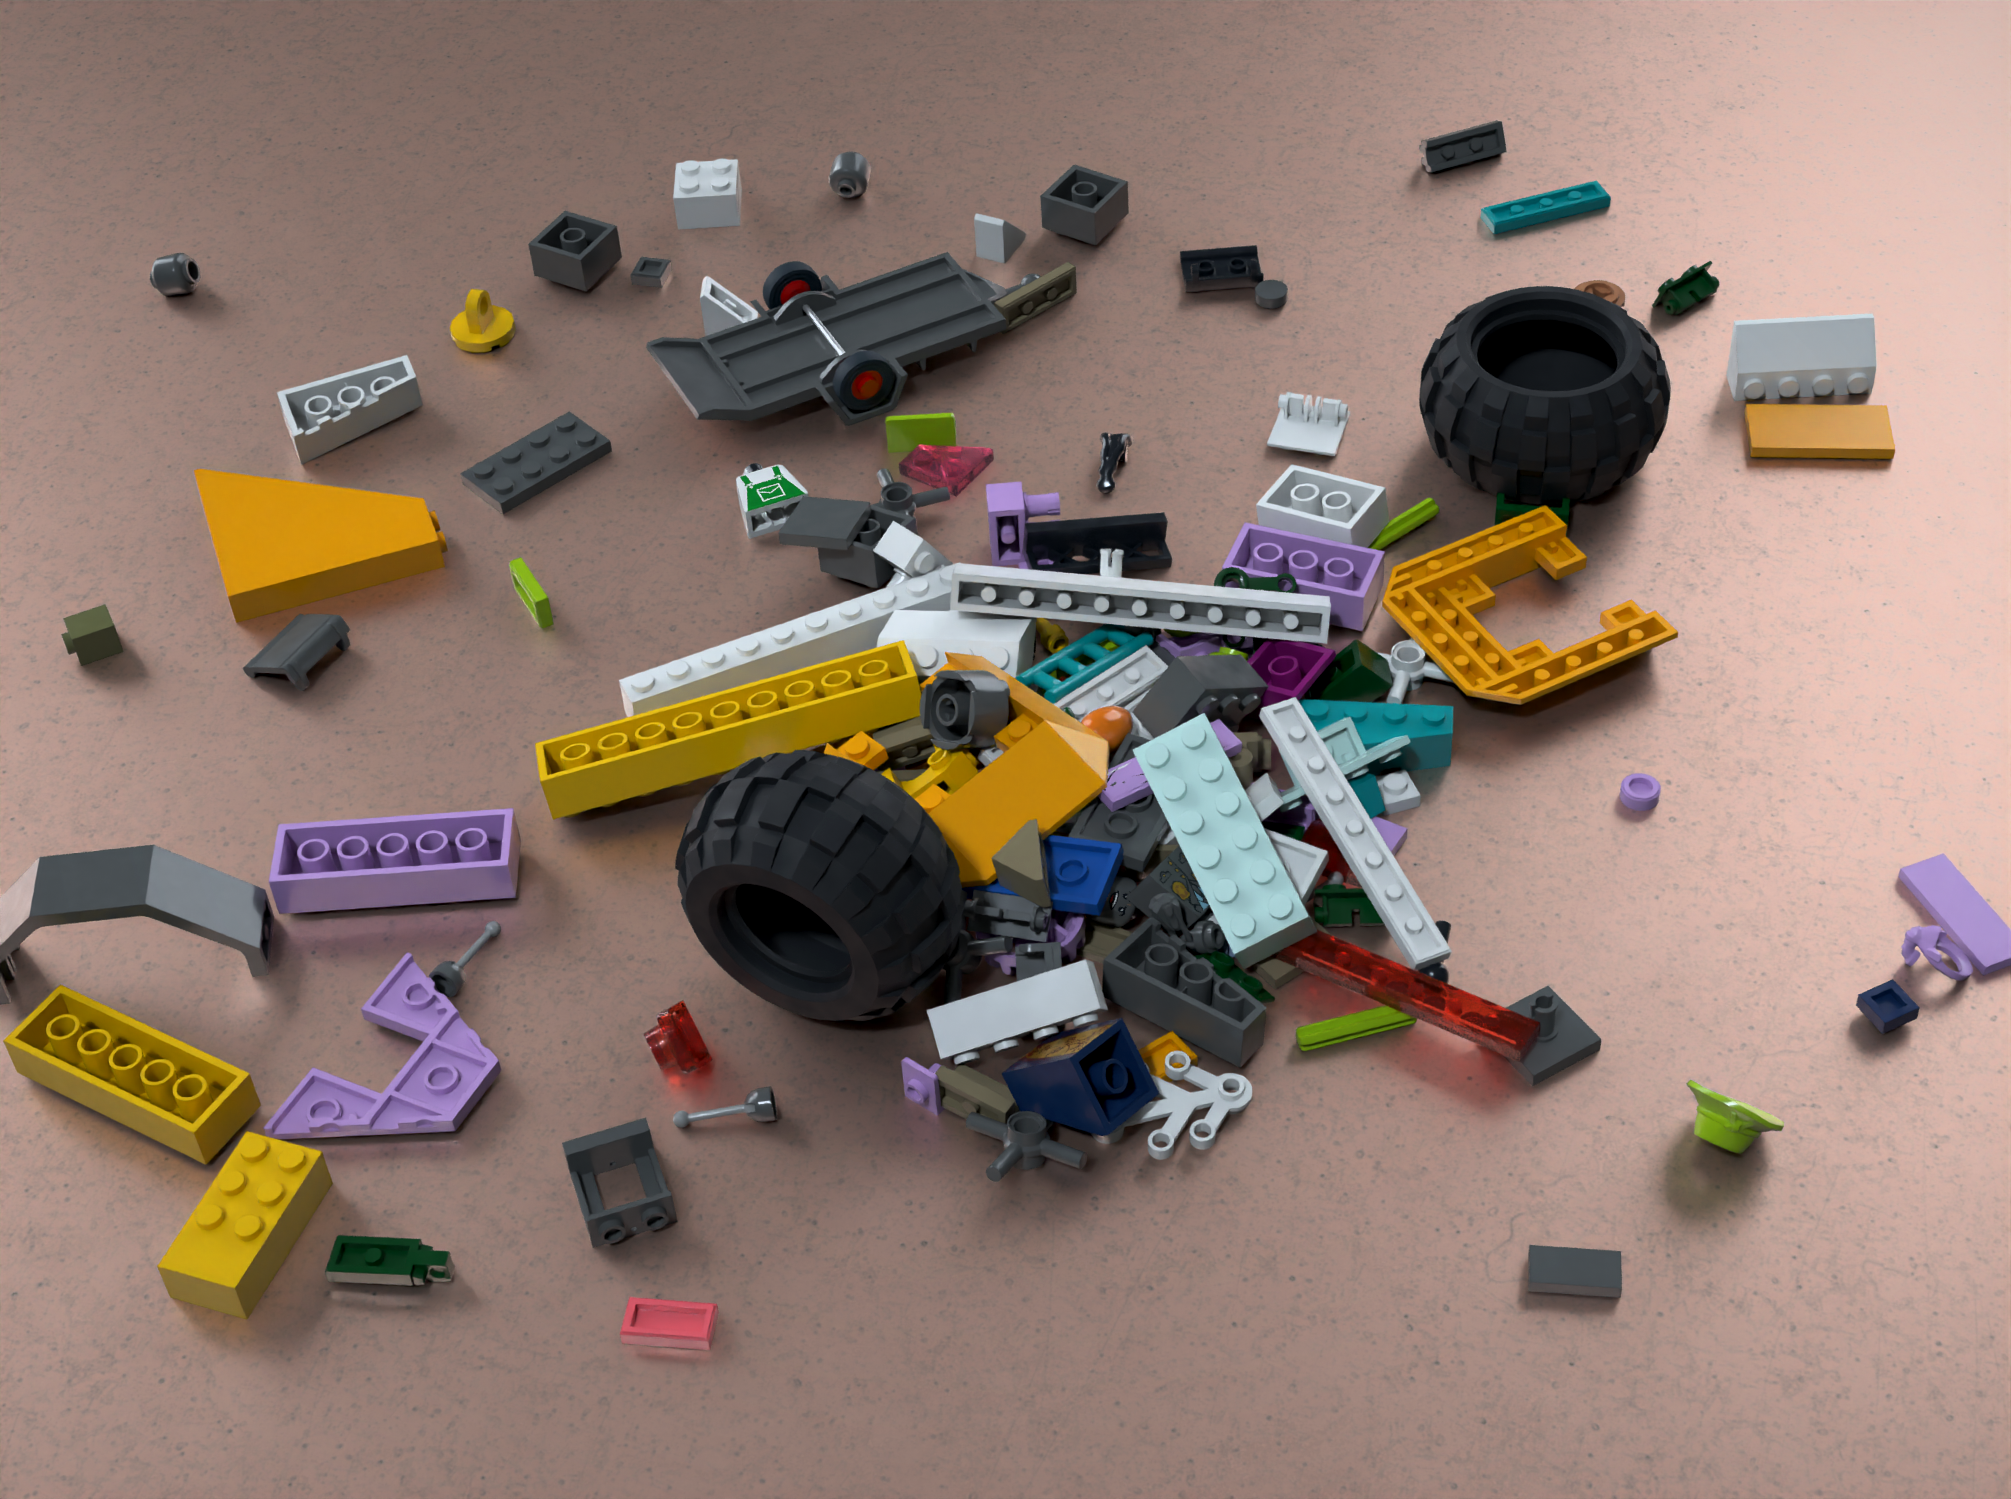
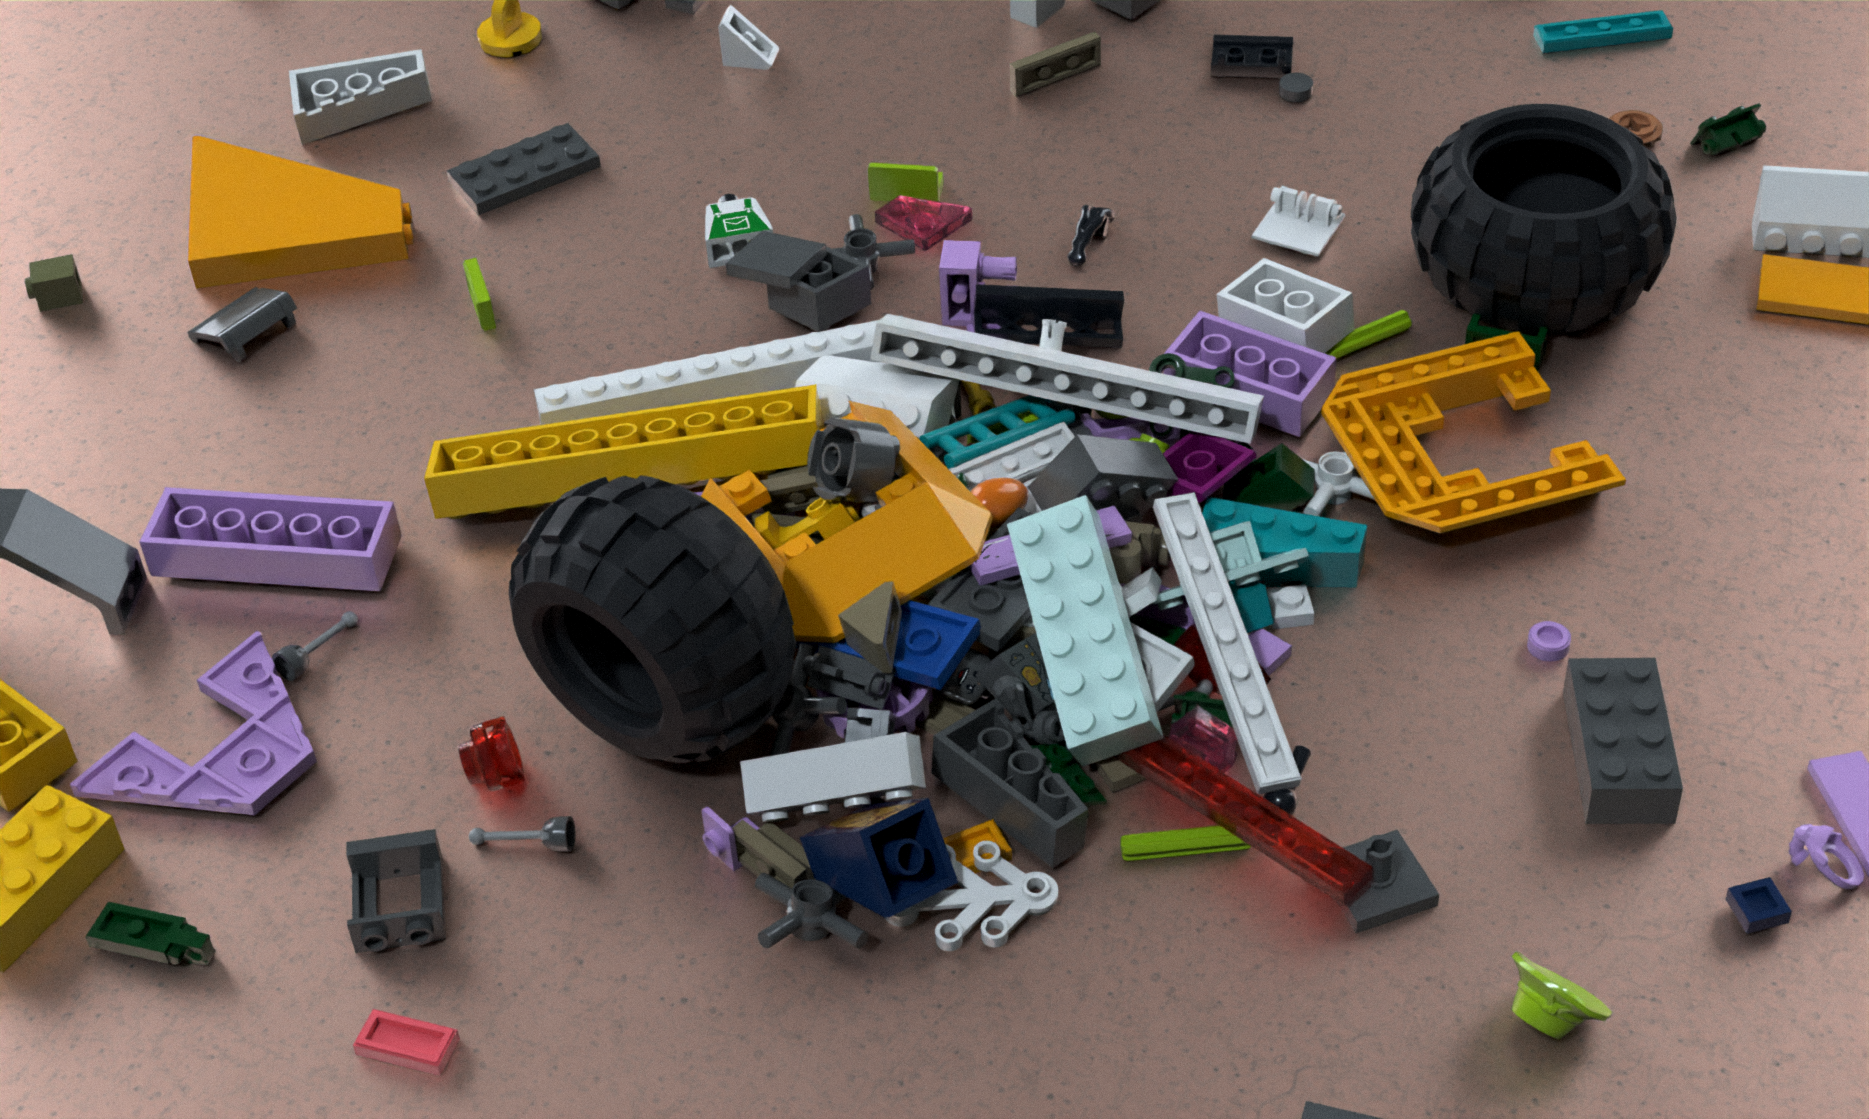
camera: 10 degrees right, 0 degrees up
(833, 341) = (839, 83): dark grey piece -> none
(908, 554) = (851, 300): white brick -> none
(1354, 925) = (1206, 738): none -> clear pink bracket
(1731, 874) = (1622, 741): none -> dark grey brick

